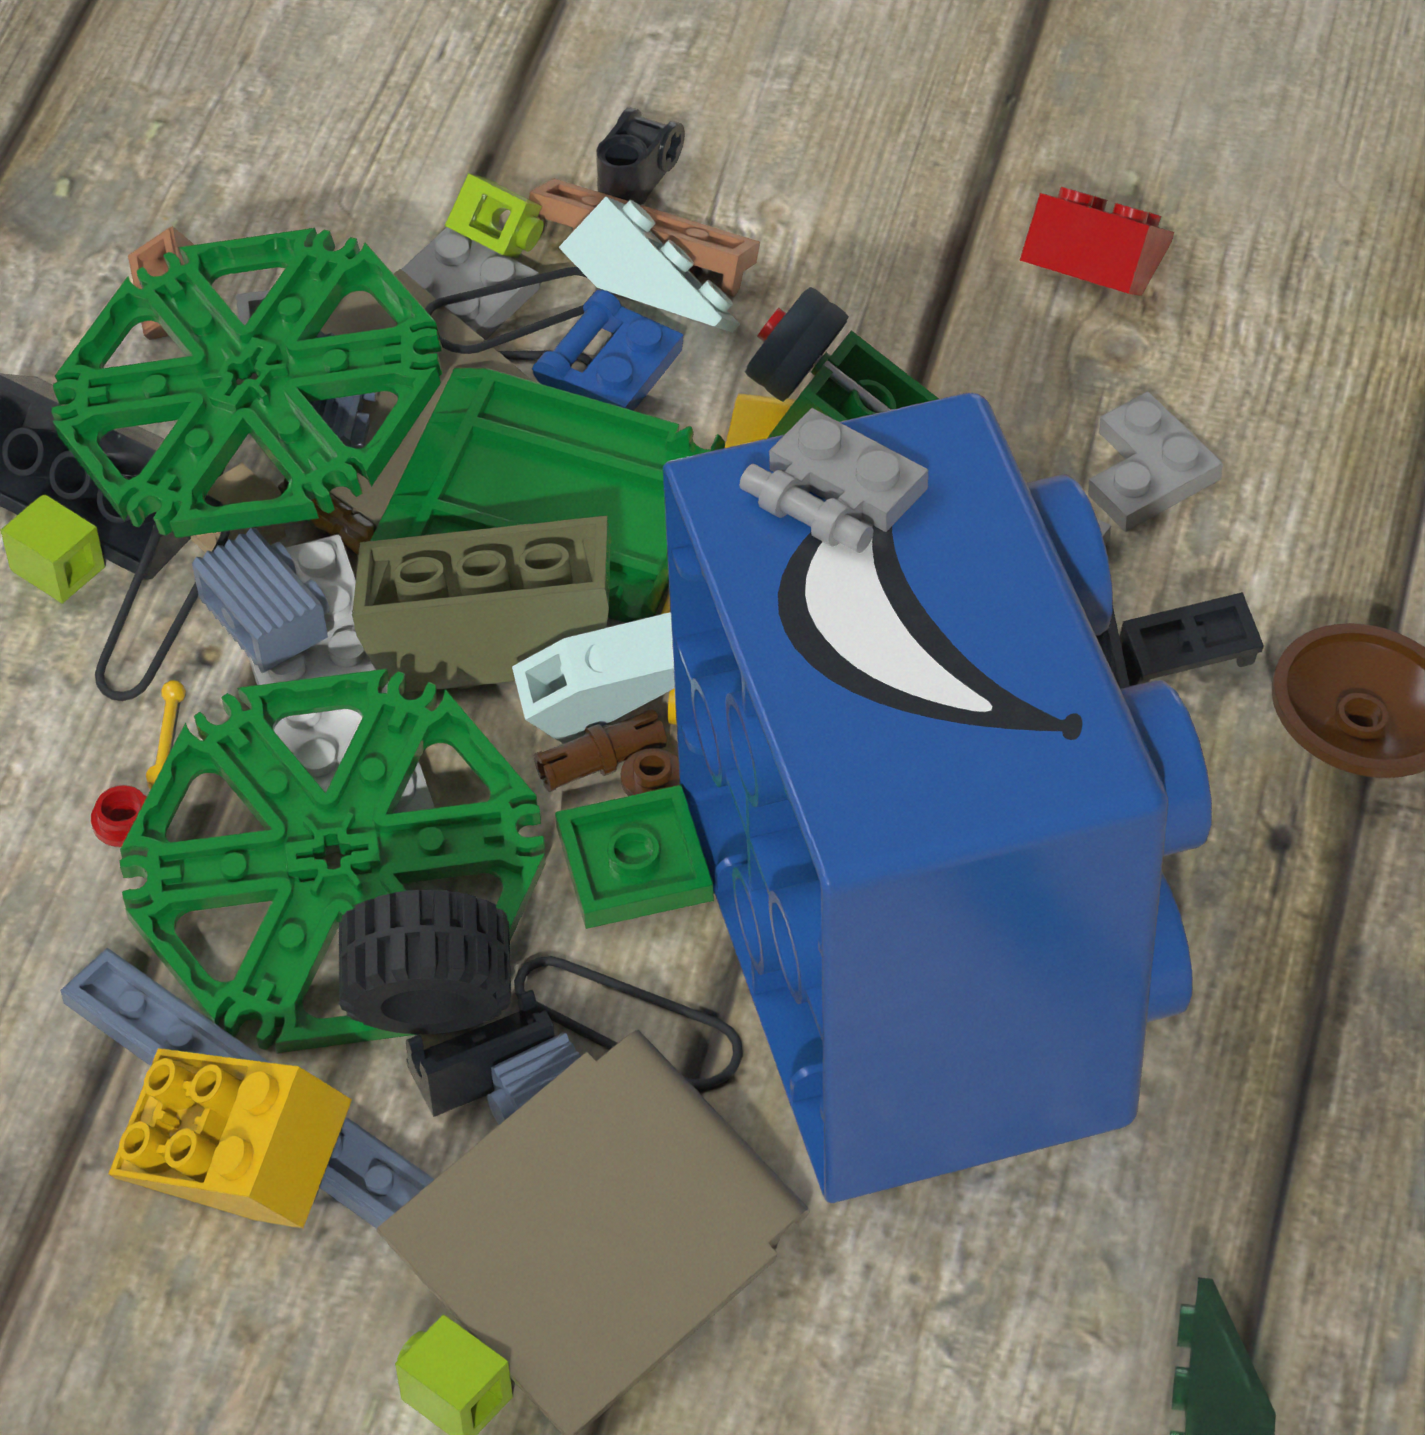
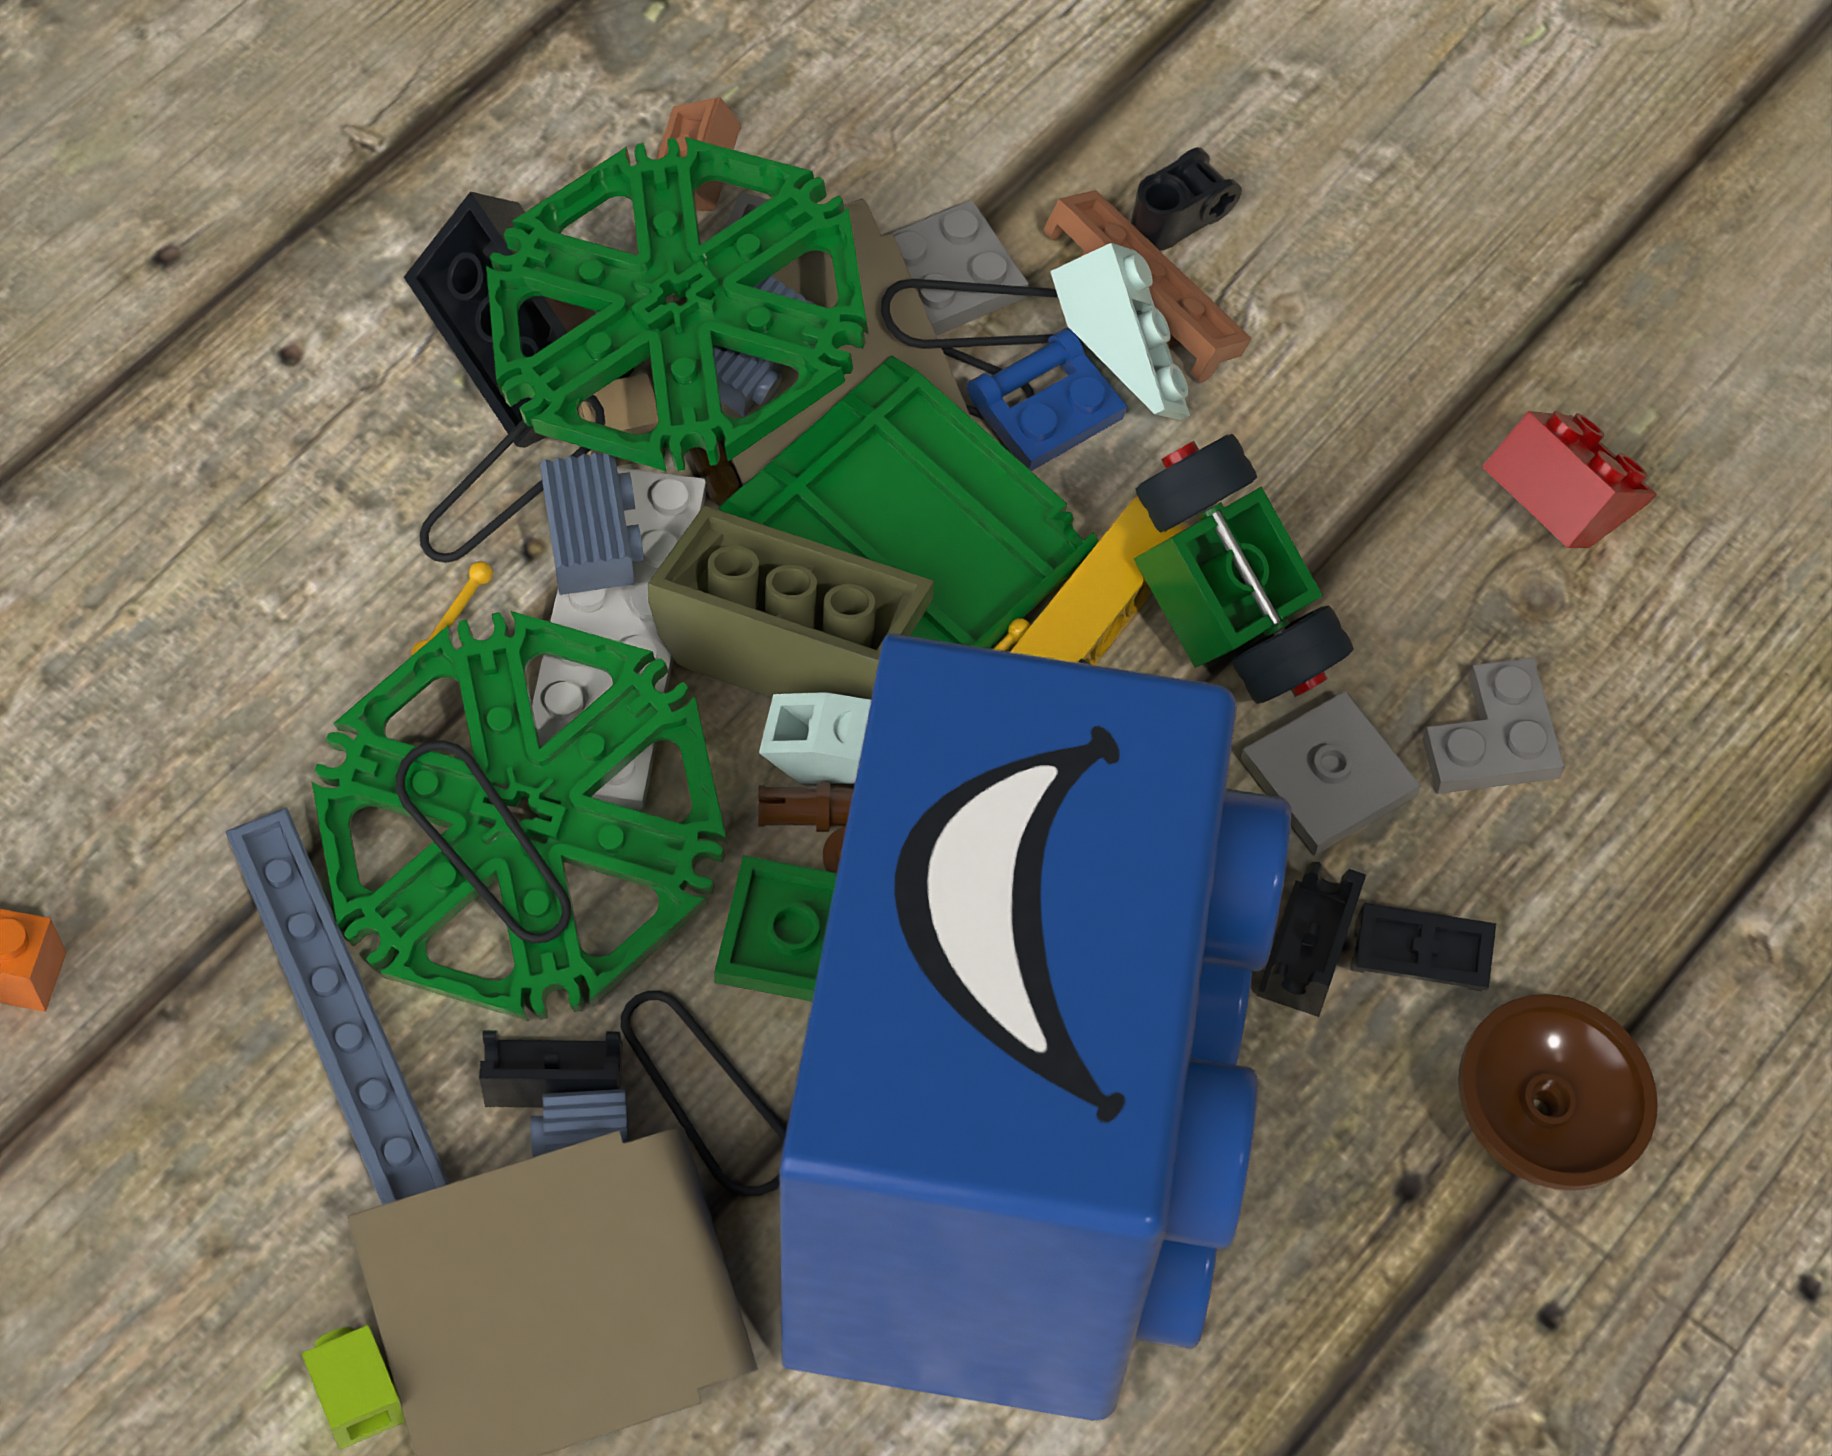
camera: 20 degrees right, 10 degrees up
(53, 548) = (446, 383): lime panel -> none
(112, 807) = (359, 669): red plate -> none
(232, 1135) = (286, 1053): yellow slope -> none
(297, 844) = (511, 822): none -> black piece
(424, 962) = (524, 970): black tyre -> none
(478, 216) = (1000, 208): lime brick -> none
(845, 469) = (1046, 723): light grey plate -> none

